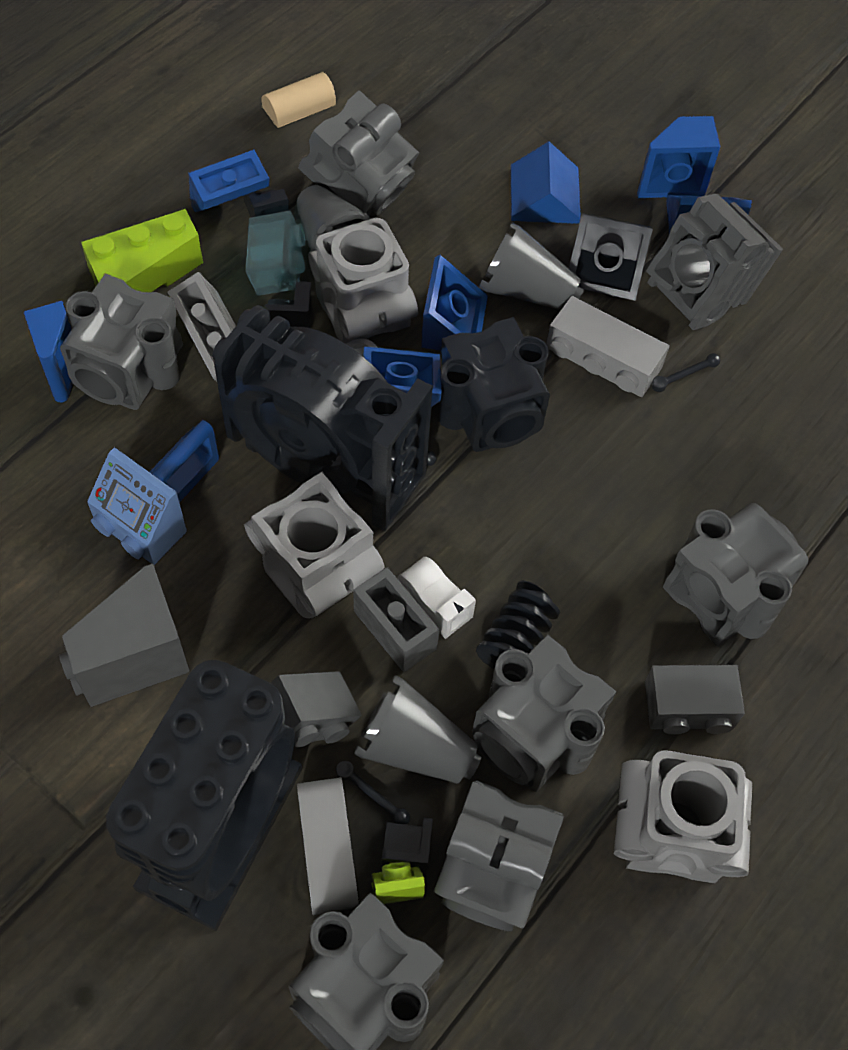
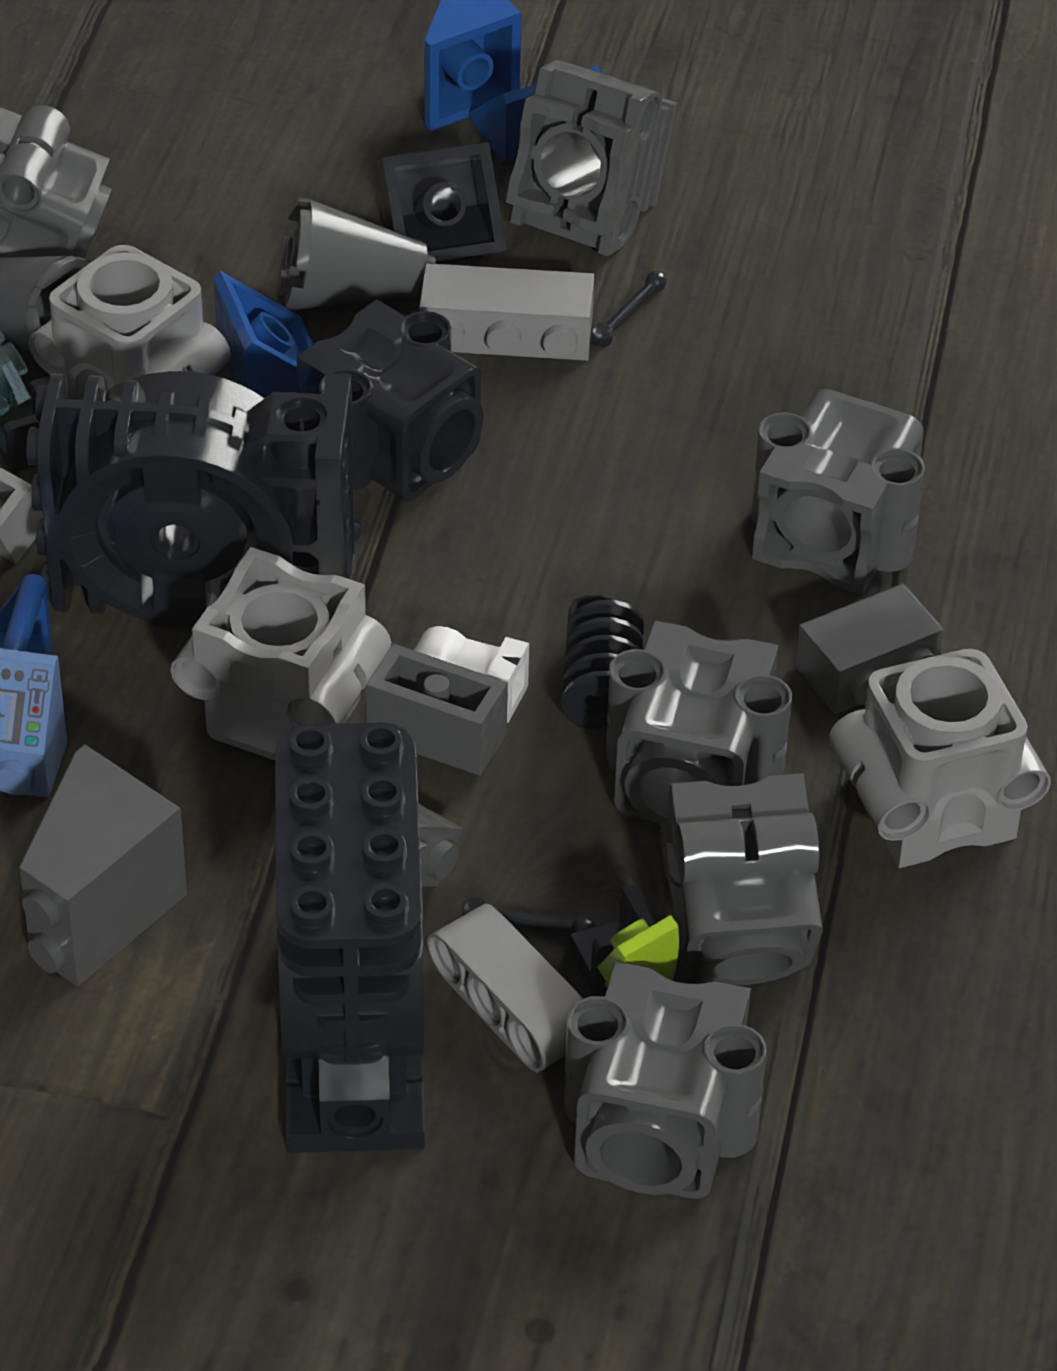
camera: 25 degrees left, 15 degrees down
(417, 737) = (547, 820): dark grey cone -> none
(545, 187) = (292, 156): blue slope -> none

